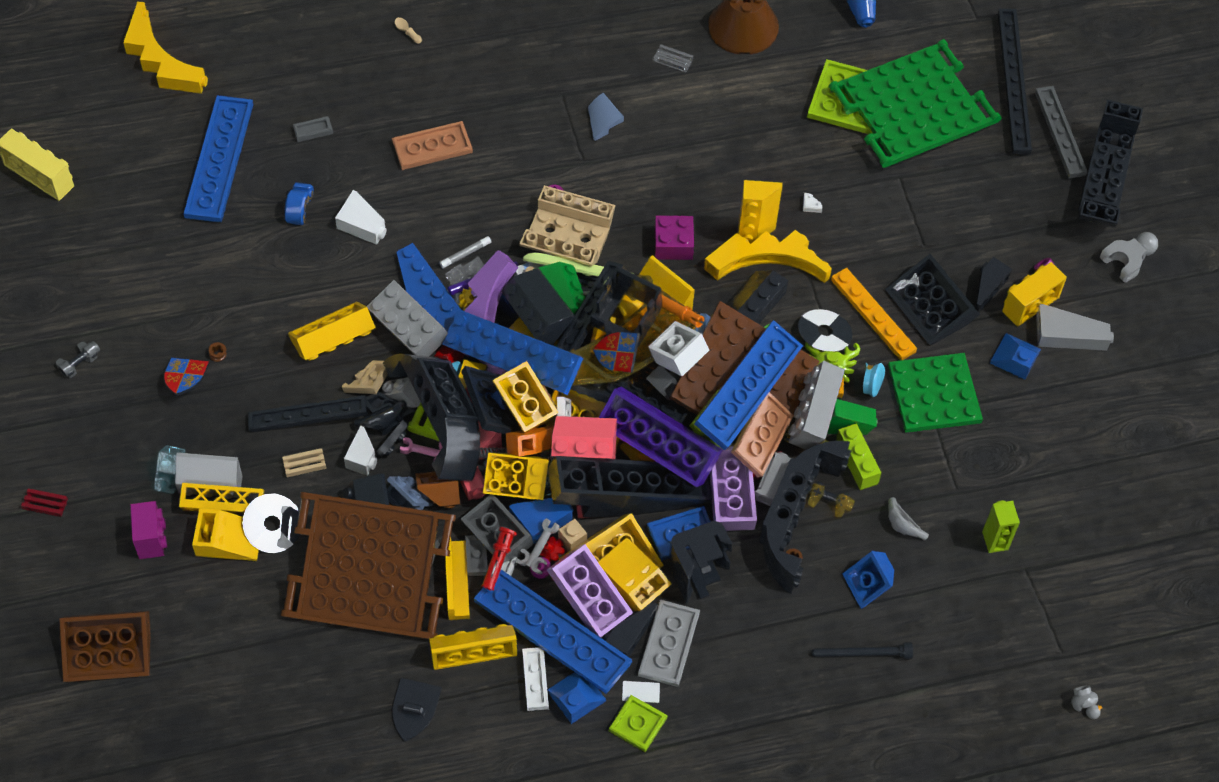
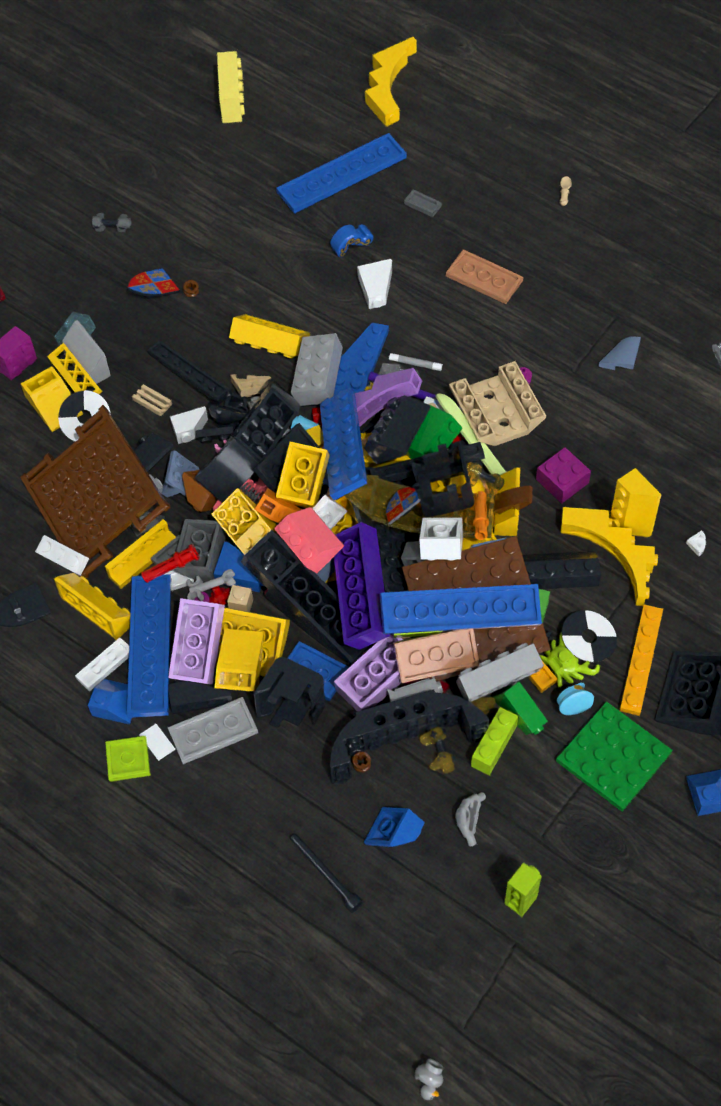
camera: 55 degrees right, 0 degrees up
(398, 637) = (62, 555): none -> white plate
(679, 278) = (513, 498): none -> reddish brown slope

